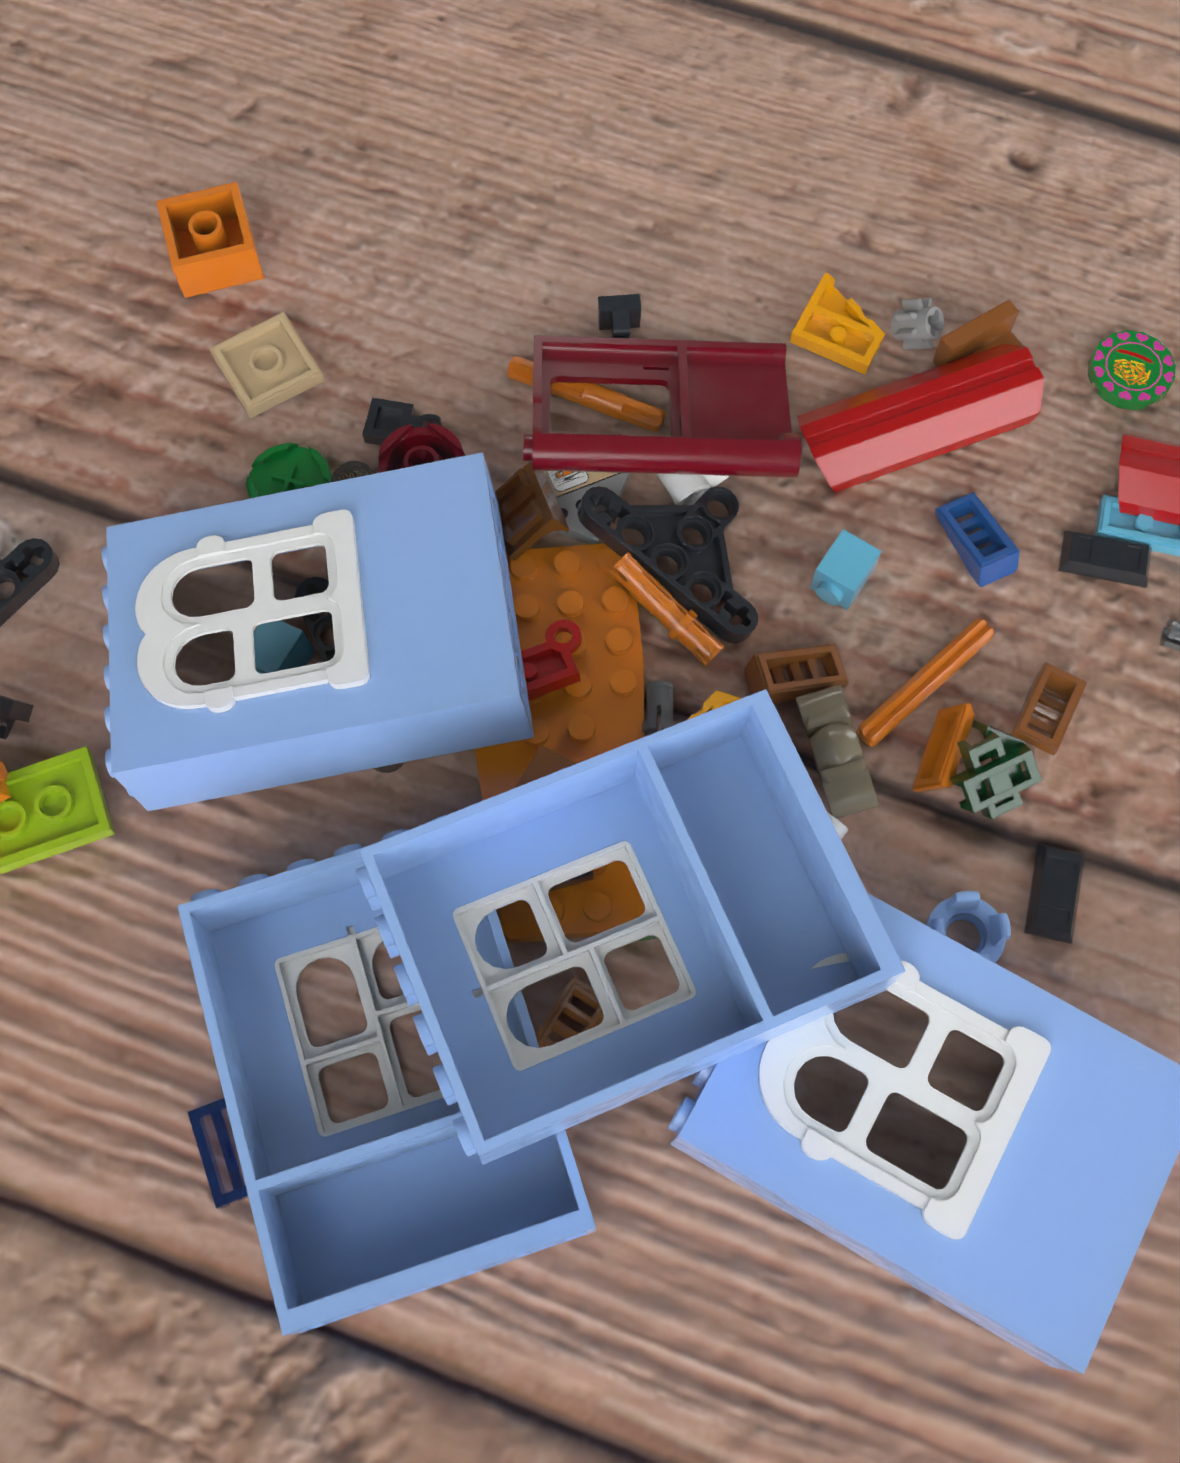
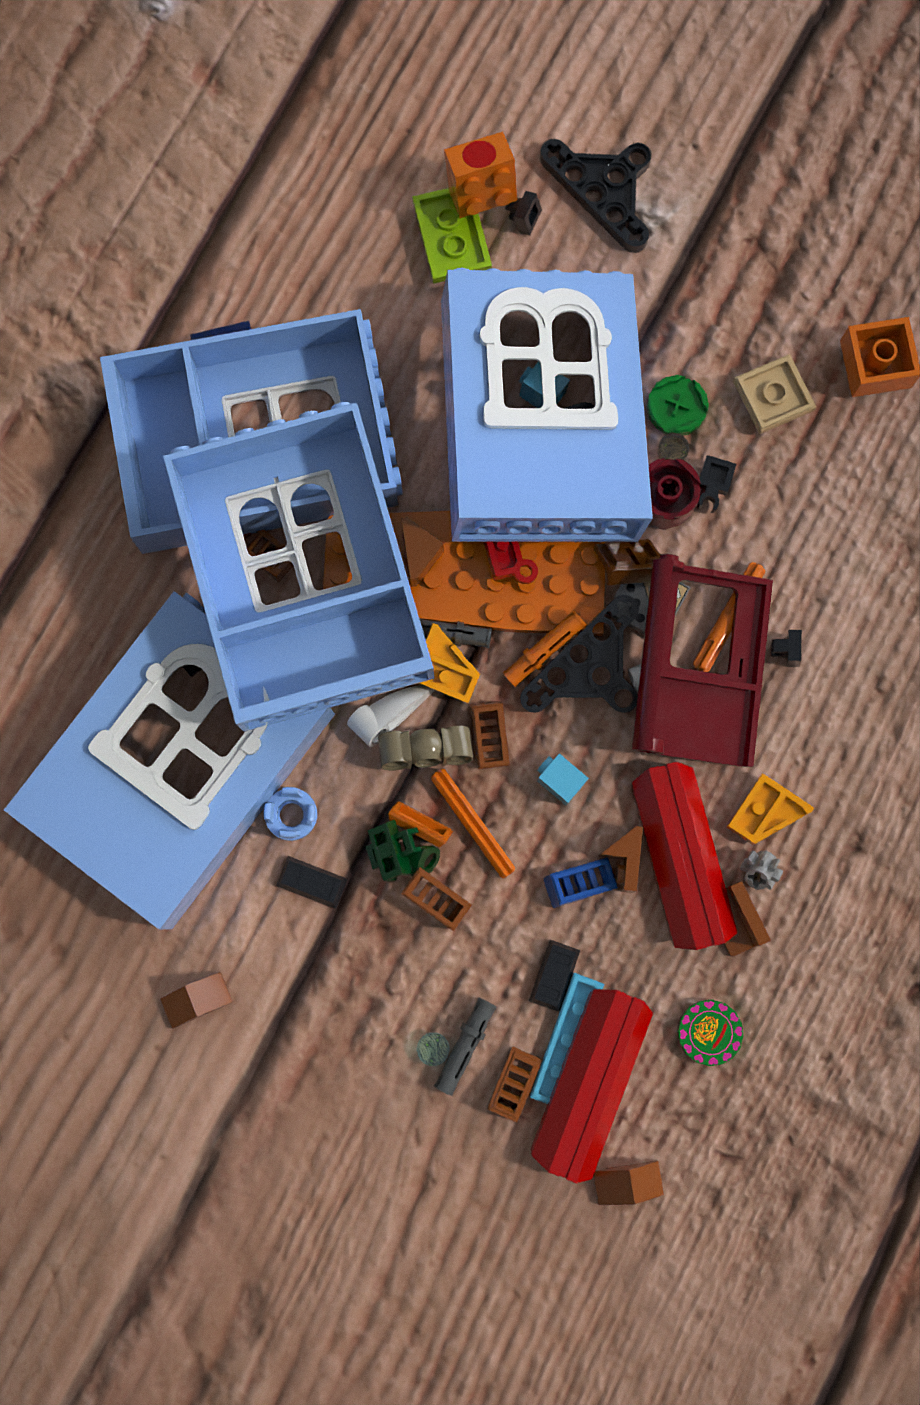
camera: 95 degrees right, 10 degrees up
(924, 480) = (629, 850): none -> dark orange slope

